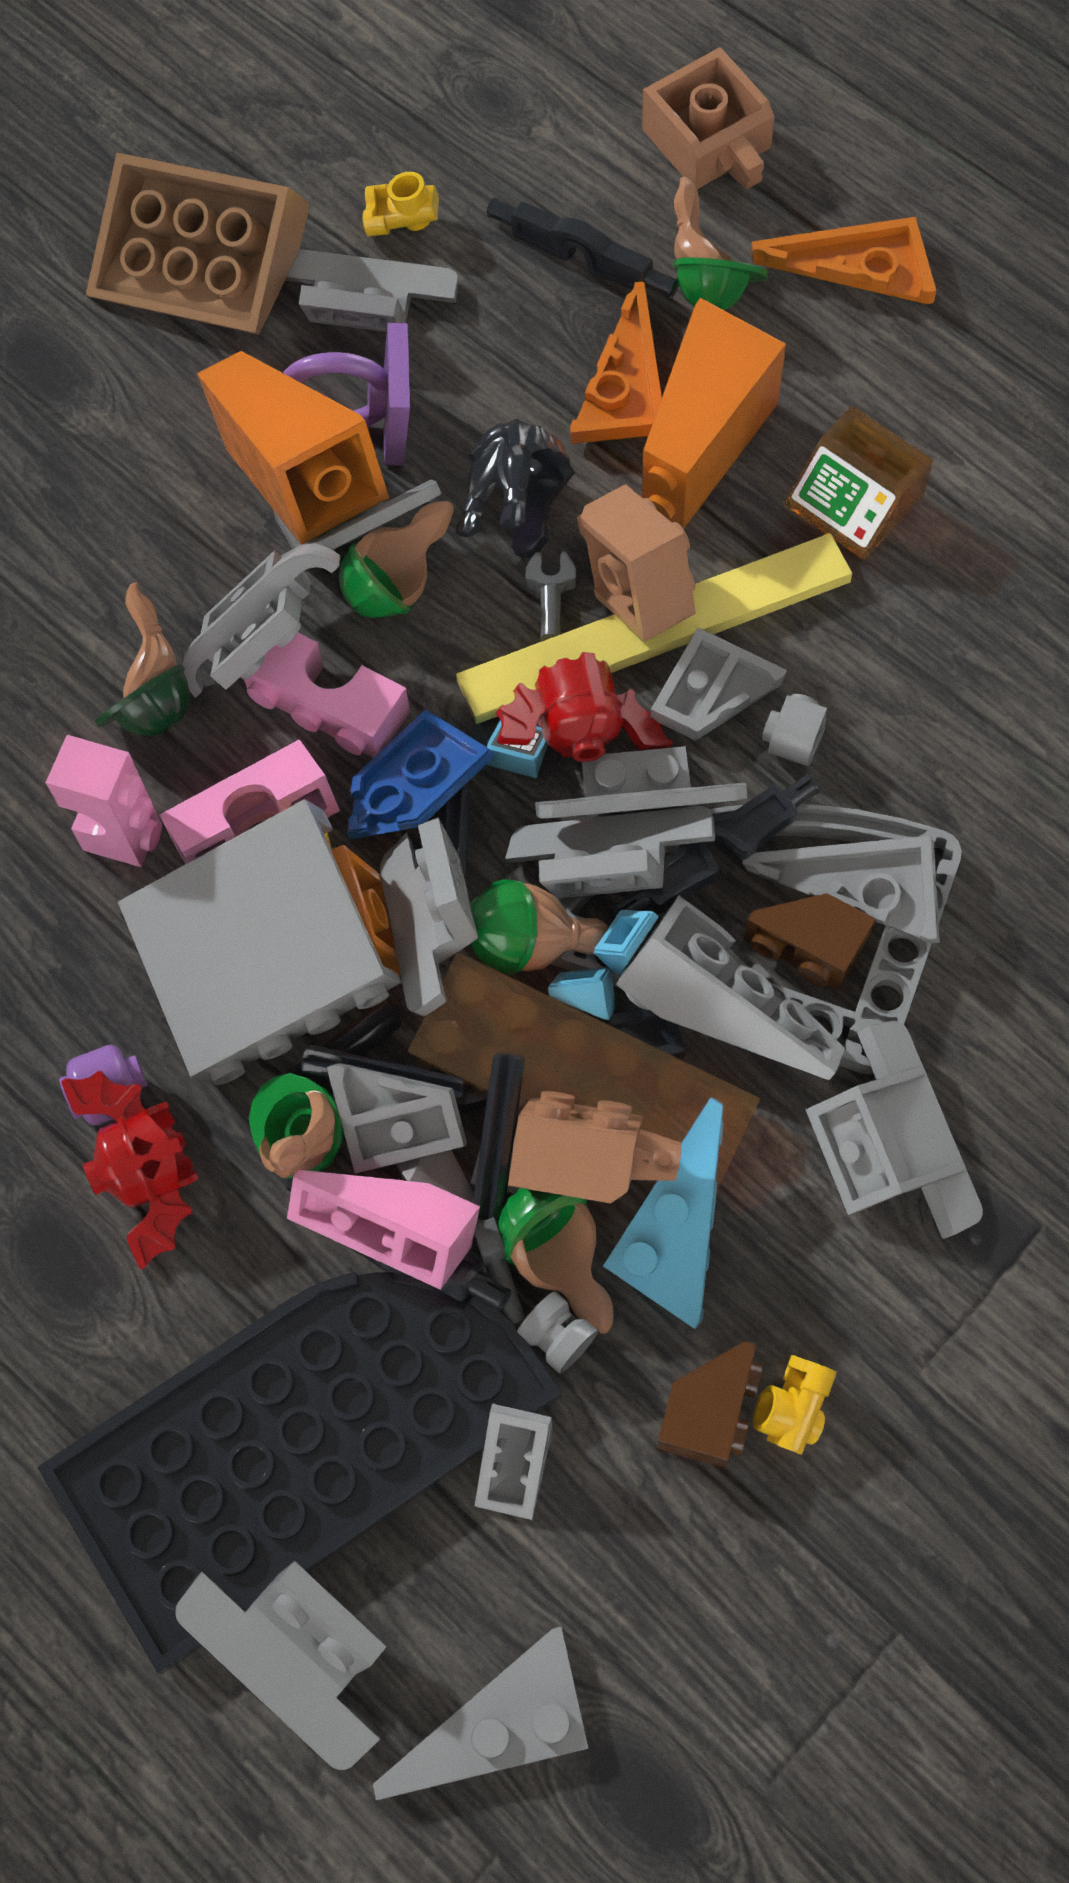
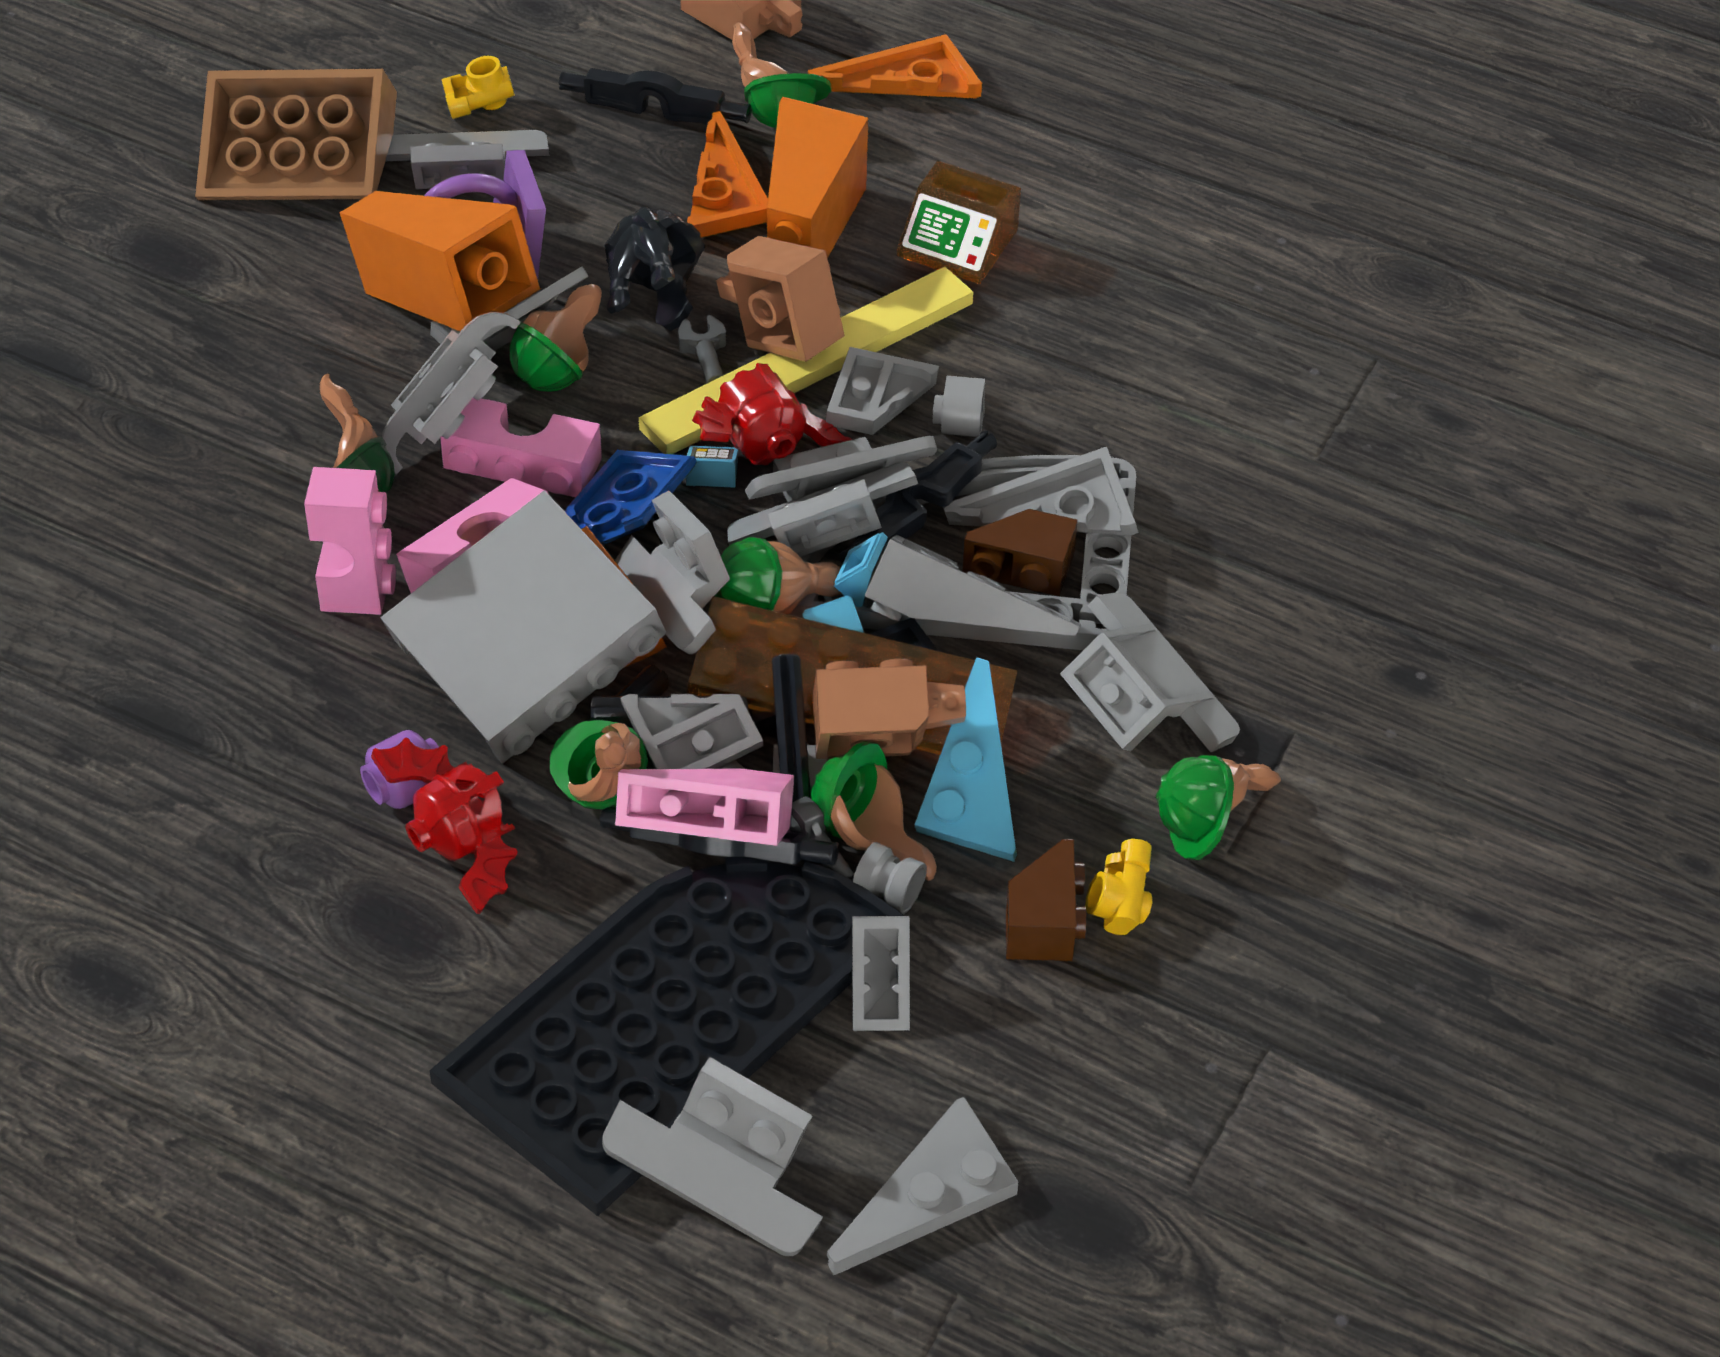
camera: 20 degrees left, 20 degrees down
(917, 1310) = (1200, 795): none -> green piece

